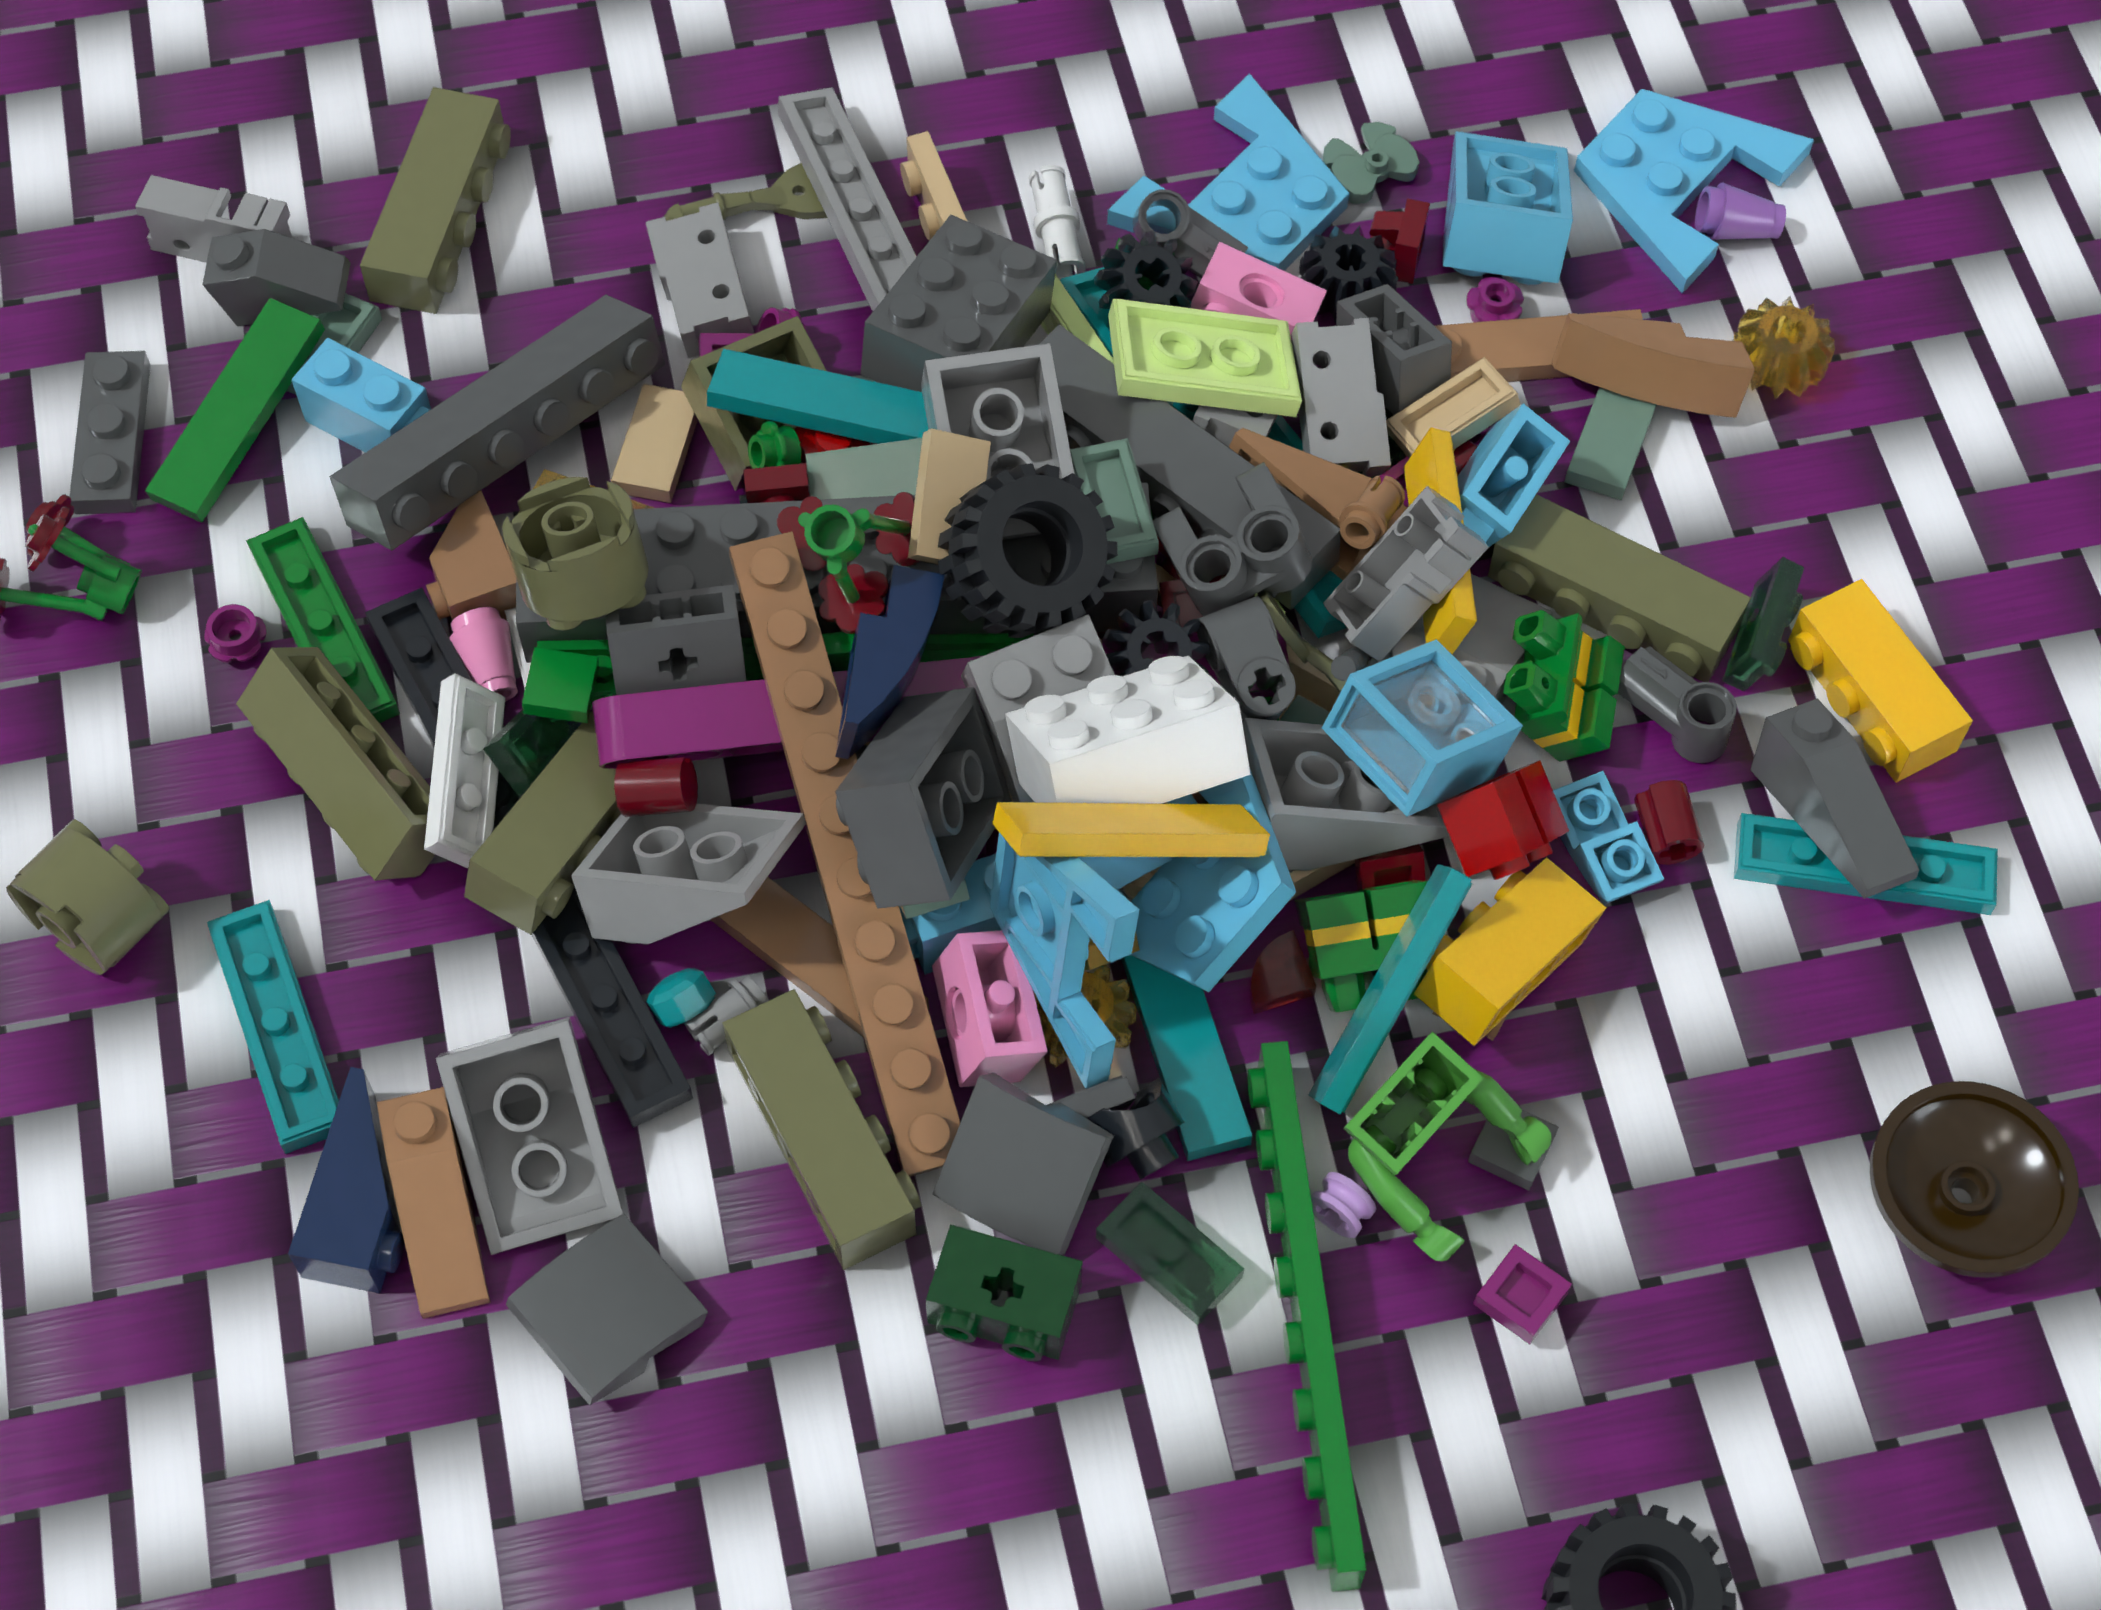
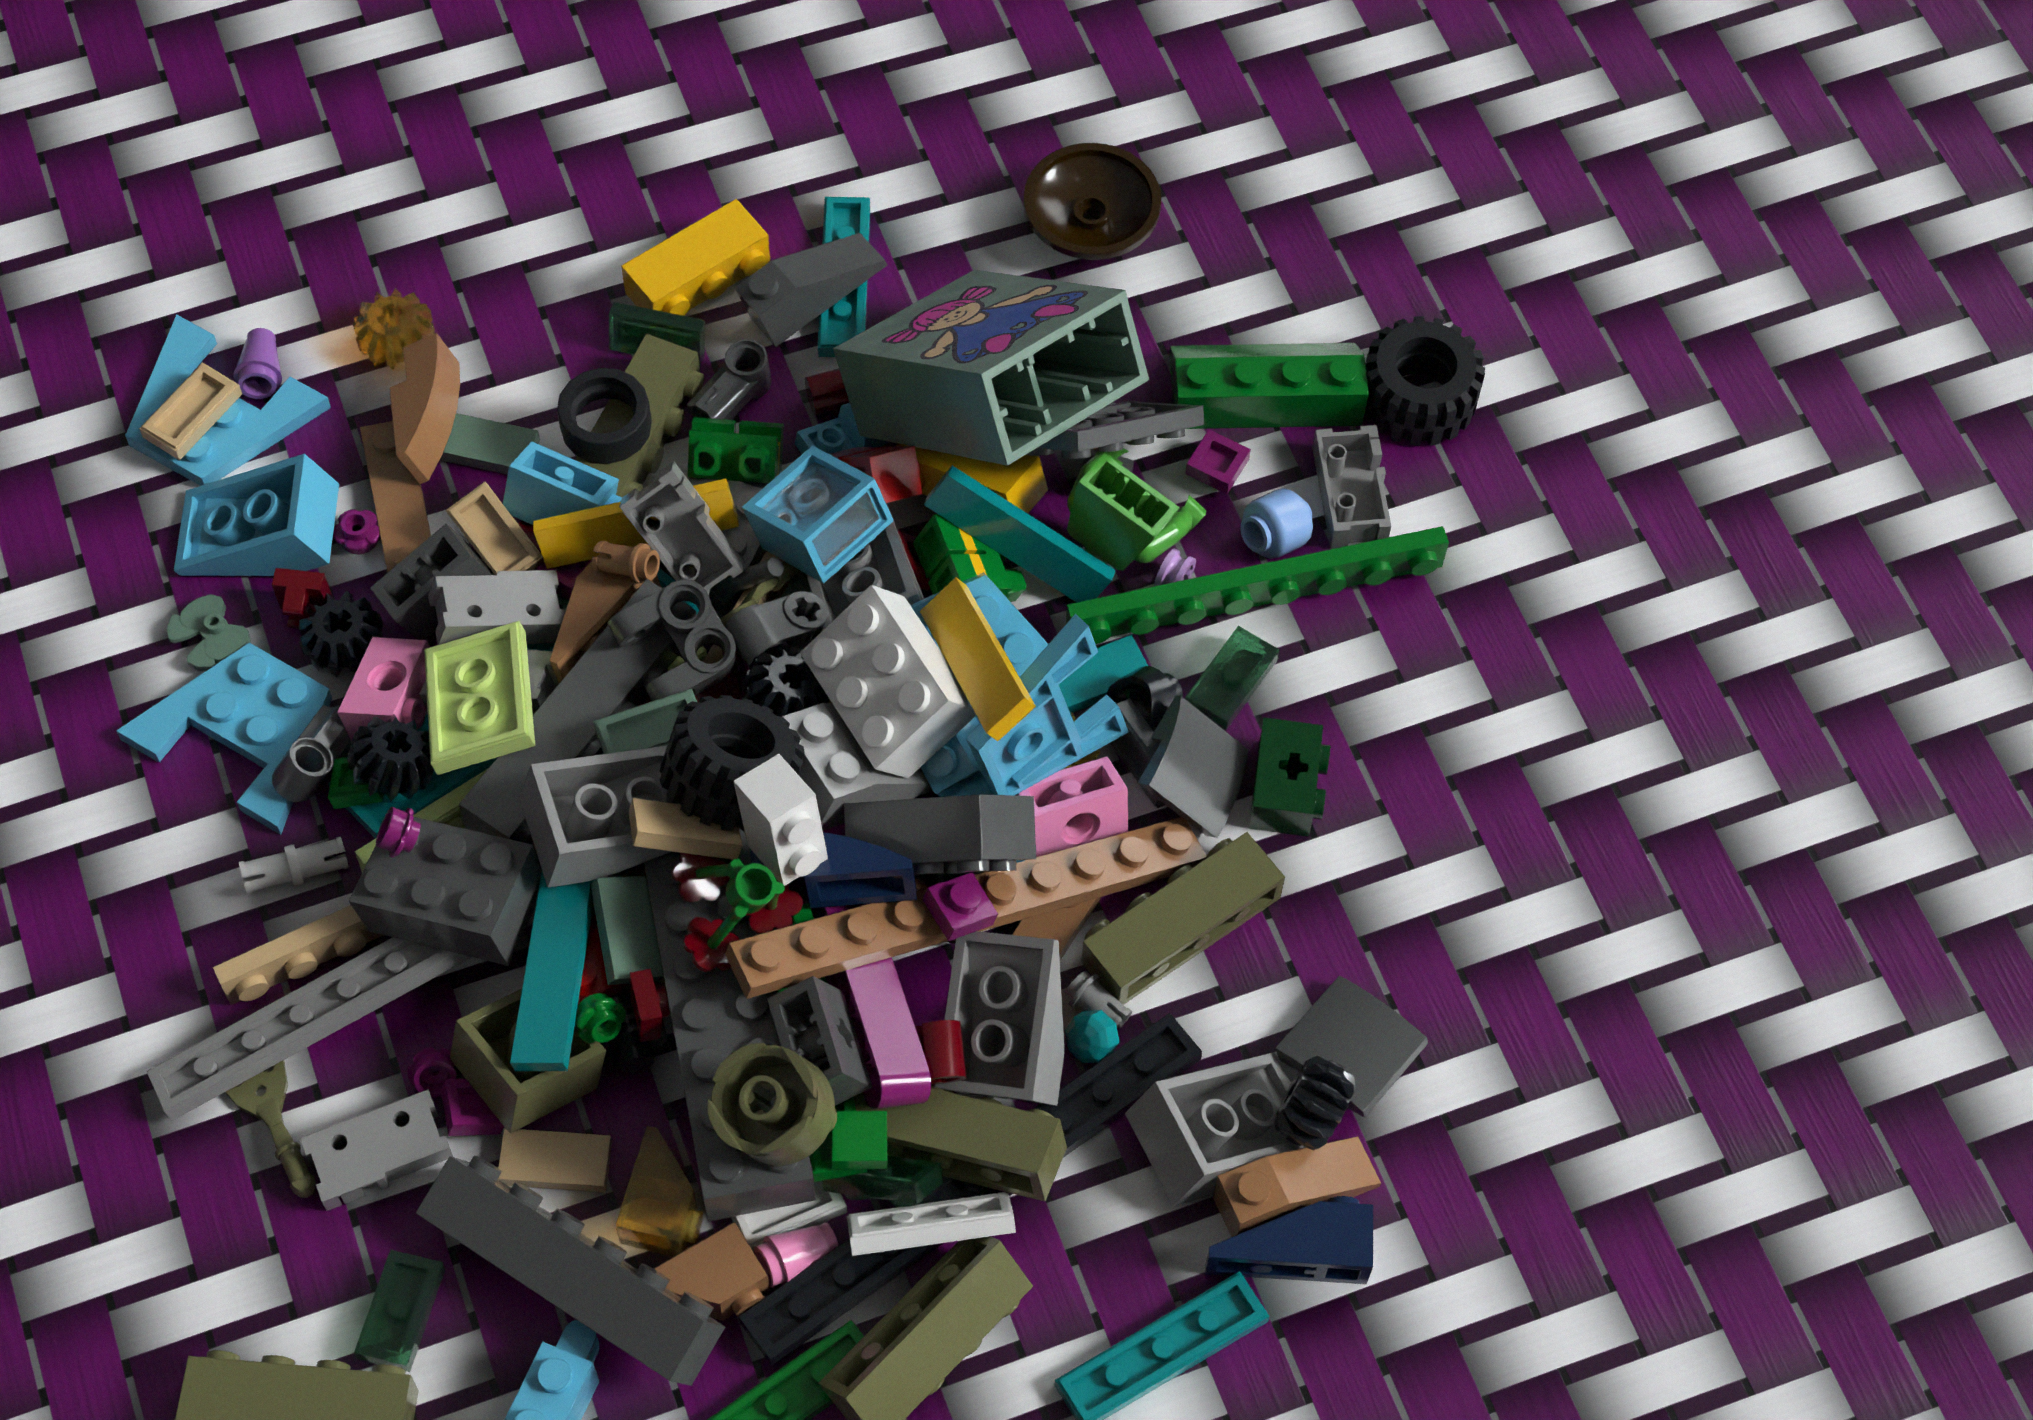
camera: 100 degrees left, 0 degrees up
(512, 1218) = (1315, 1103): none -> black gear
(515, 290) = (400, 1310): none -> clear green plate
(812, 807) = (960, 906): none -> magenta plate
(911, 565) = (781, 819): none -> white brick
(1007, 239) = (398, 831): none -> magenta plate
(1407, 1352) = (1276, 523): none -> light blue head
(1470, 1476) = (1351, 485): none -> light grey piece
(1546, 1106) = (1123, 422): none -> dark grey plate
(1619, 490) = (598, 385): none -> black tyre
(1624, 943) = (992, 365): none -> sand green brick
(1661, 1381) = (1271, 384): none -> green slope
(1662, 138) = (190, 411): none -> tan tile

